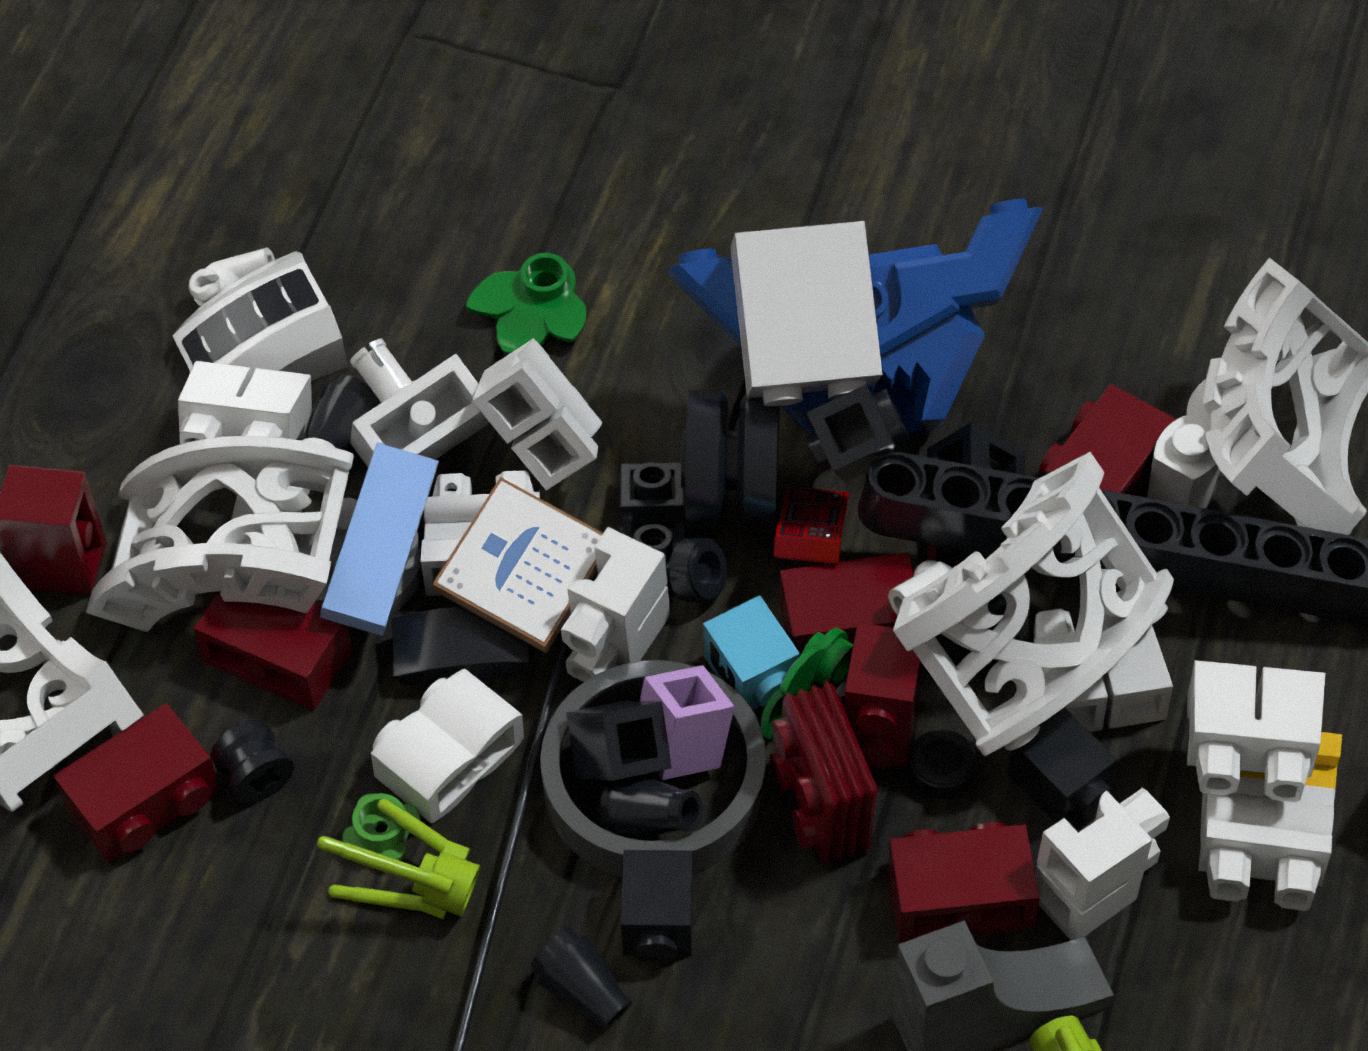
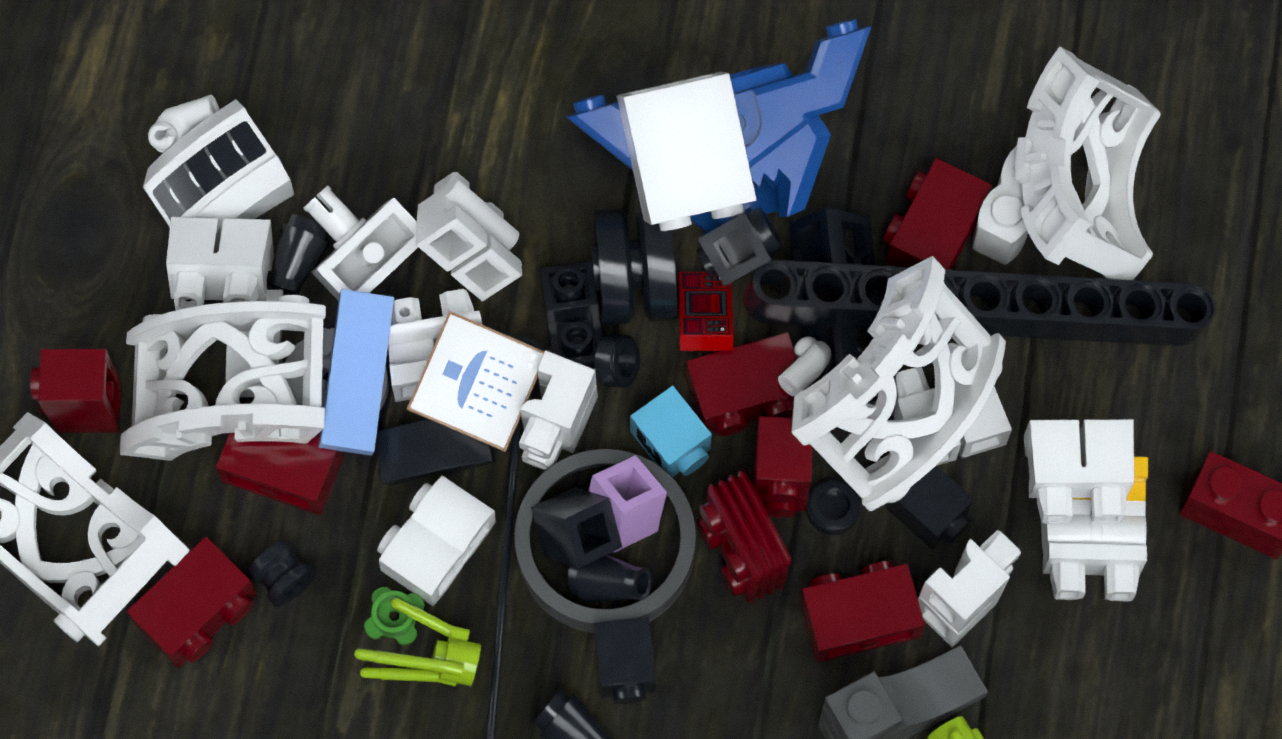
camera: 10 degrees left, 15 degrees up
(527, 308) = (440, 130): green plate -> none
(822, 660) = (732, 443): green plate -> none

